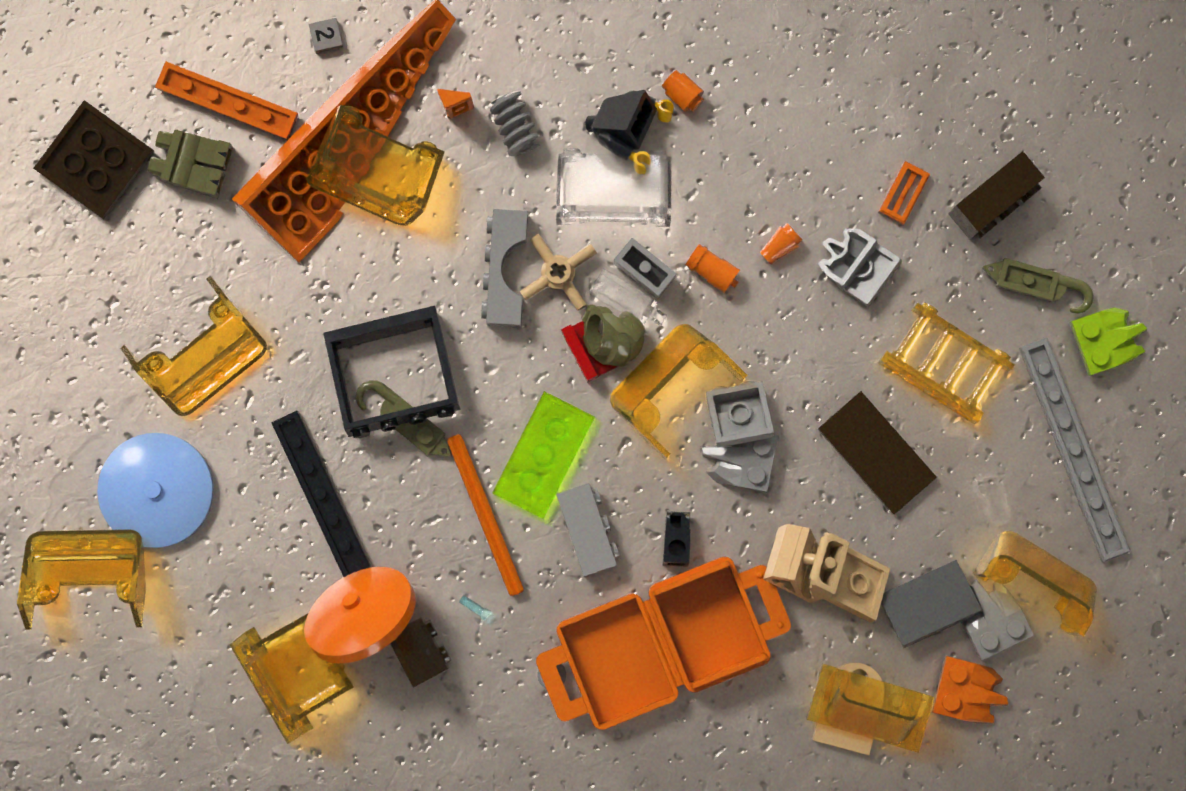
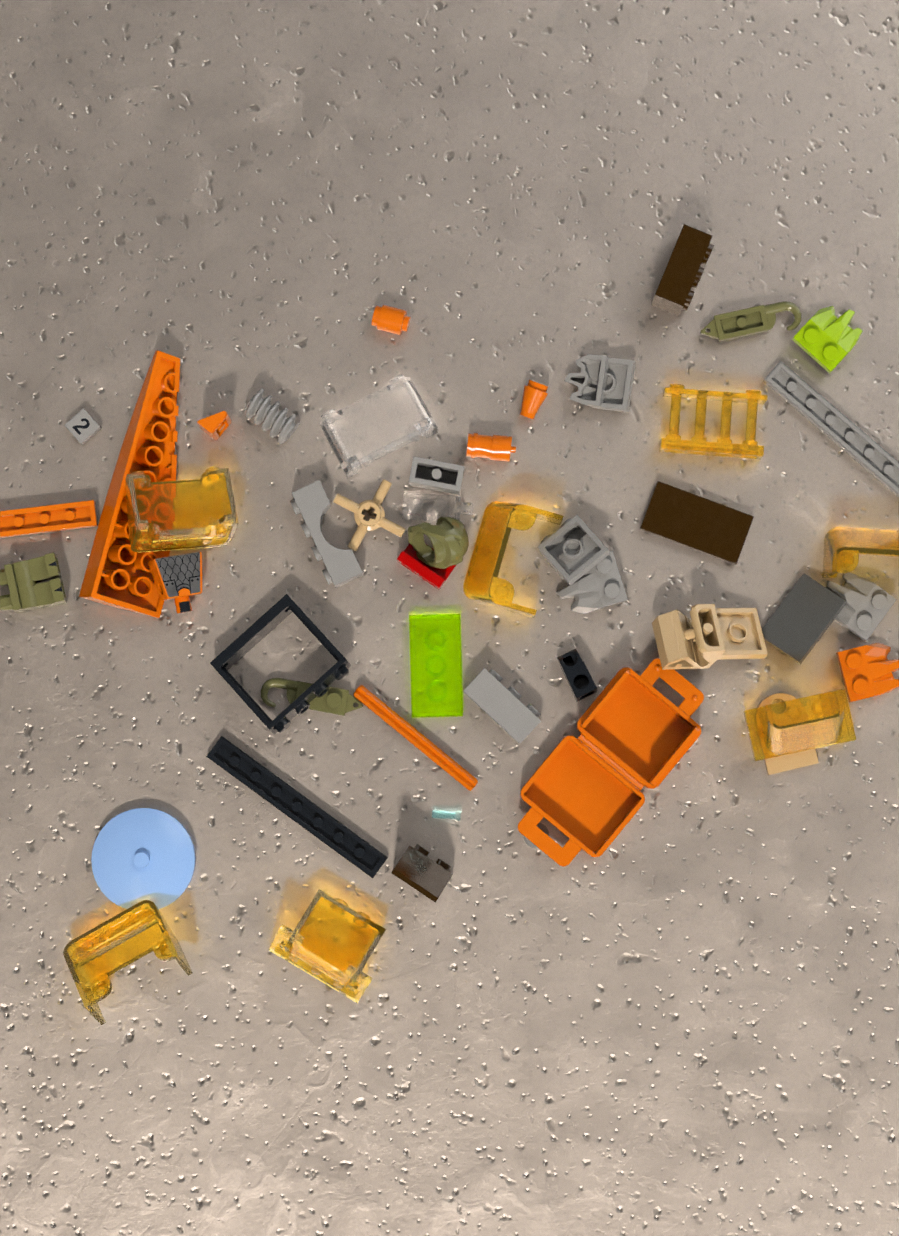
camera: 30 degrees left, 0 degrees up
(206, 362) = (128, 736): clear yellow windscreen -> none
(337, 233) = (178, 578): none -> torso
(360, 615) = (361, 869): orange dish -> none
(624, 124) = (359, 371): black torso -> none
(893, 214) = (607, 328): orange tile -> none

